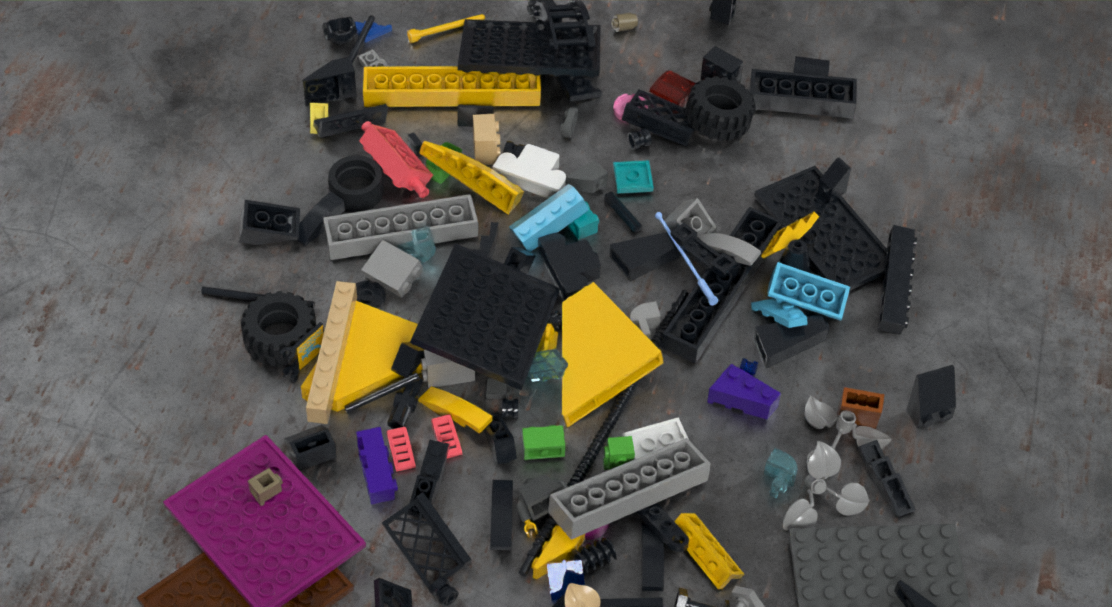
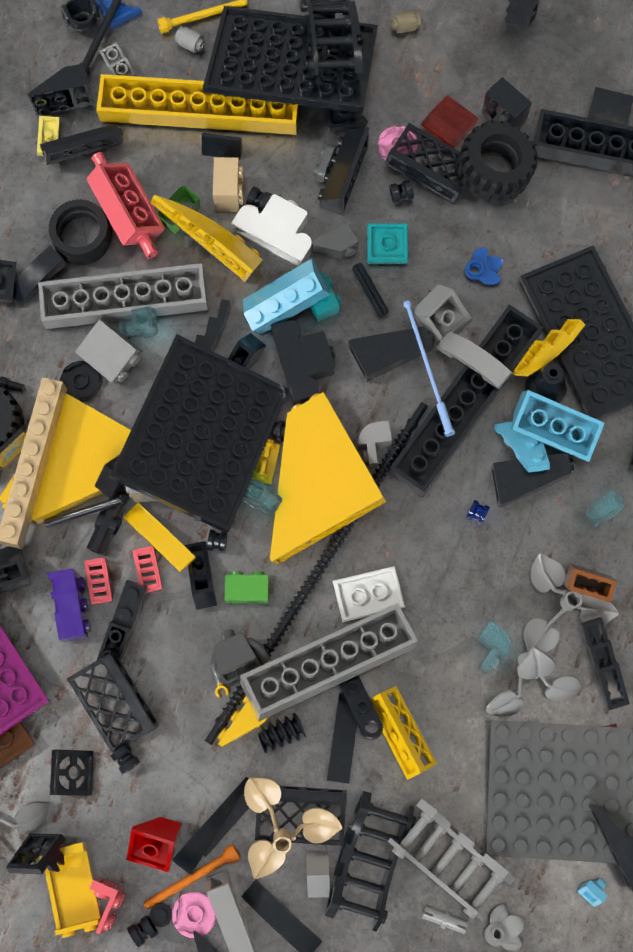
camera: 10 degrees right, 25 degrees up
(414, 144) = (151, 183): black tile -> none
(438, 43) = (190, 39): none -> light grey brick
(501, 515) = (193, 672): black slope -> none
(562, 574) = (251, 759): clear blue piece -> none
(587, 125) = (344, 170): none -> black slope
(618, 452) = (323, 618): bright green brick -> none
(701, 252) = (447, 364): black slope -> none
(721, 189) = (486, 266): none -> blue plate
(744, 392) = (468, 543): dark purple wedge -> none
(834, 180) = (610, 276): black slope -> none
(862, 354) = (604, 509): none -> clear light blue brick

